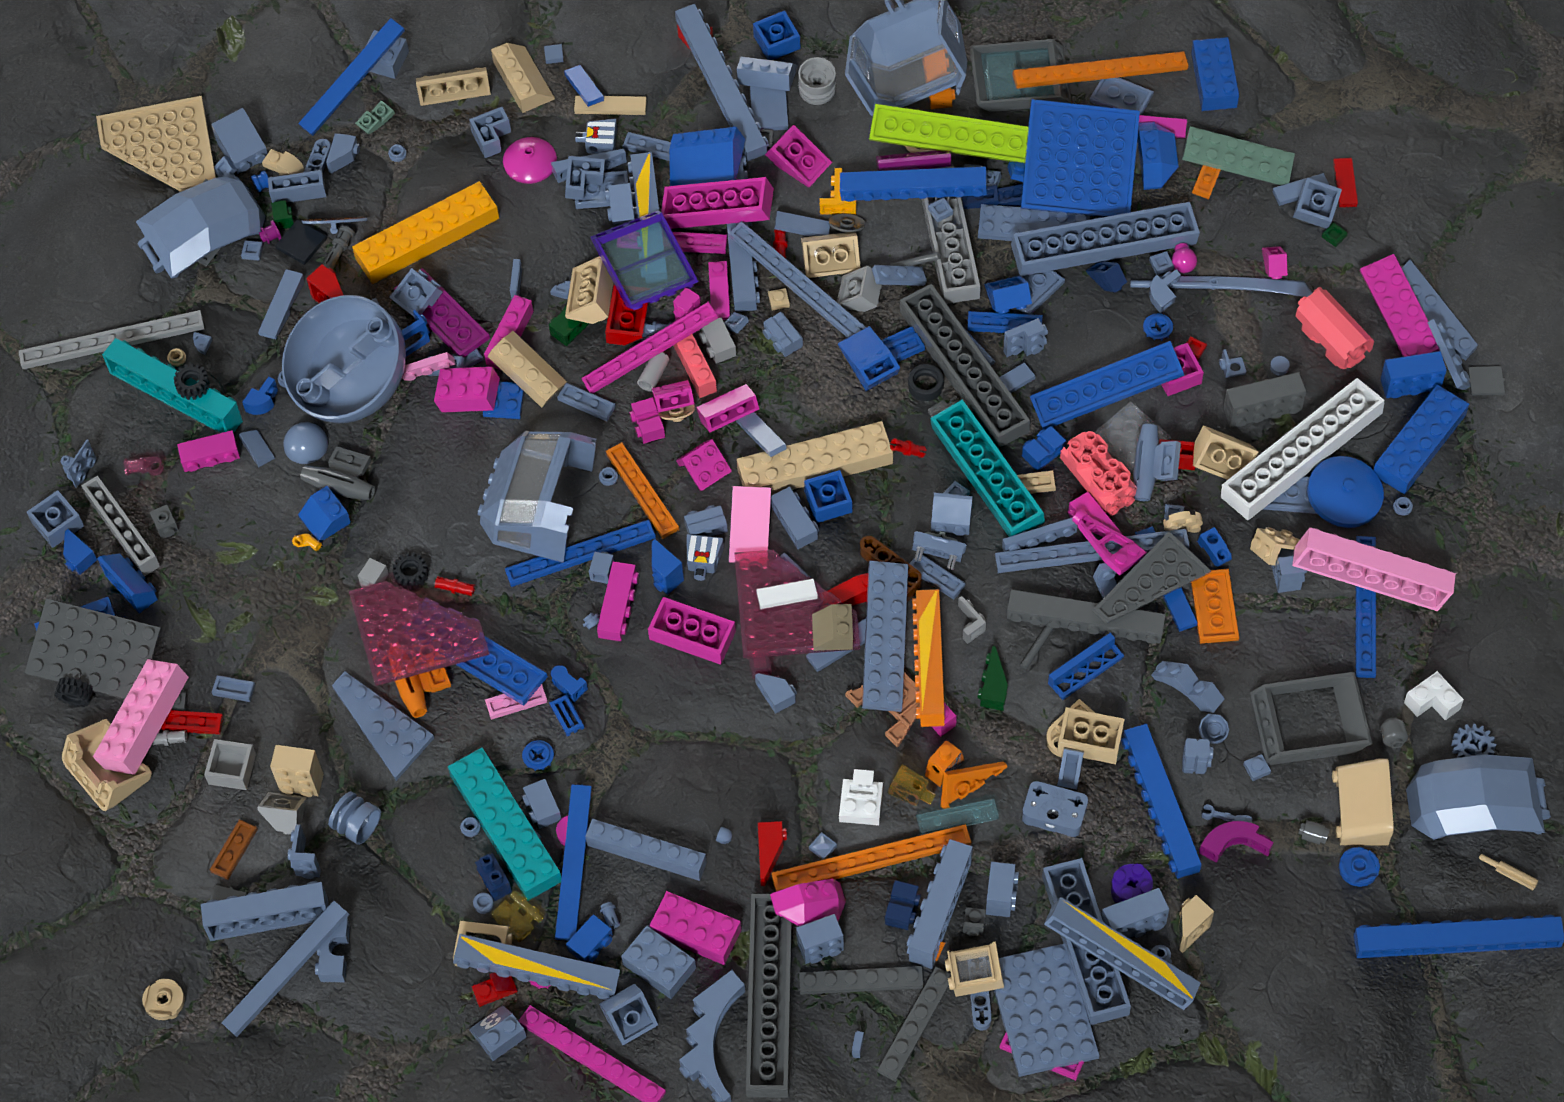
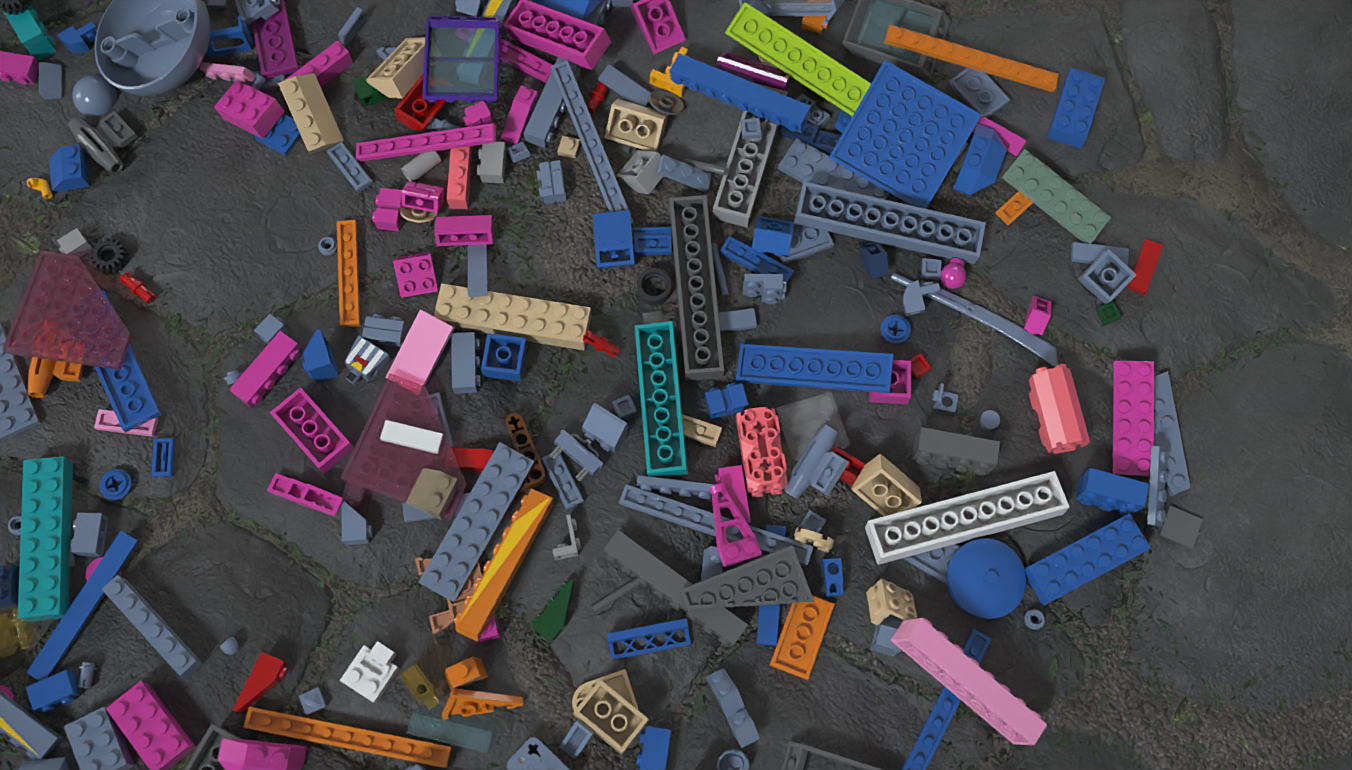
camera: 20 degrees right, 10 degrees up
(520, 492) = (231, 221): sand blue windscreen -> none
(568, 684) = (178, 428): blue leg -> none
(581, 553) = (263, 307): blue tile -> none
(718, 685) = (305, 494): none -> dark pink slope

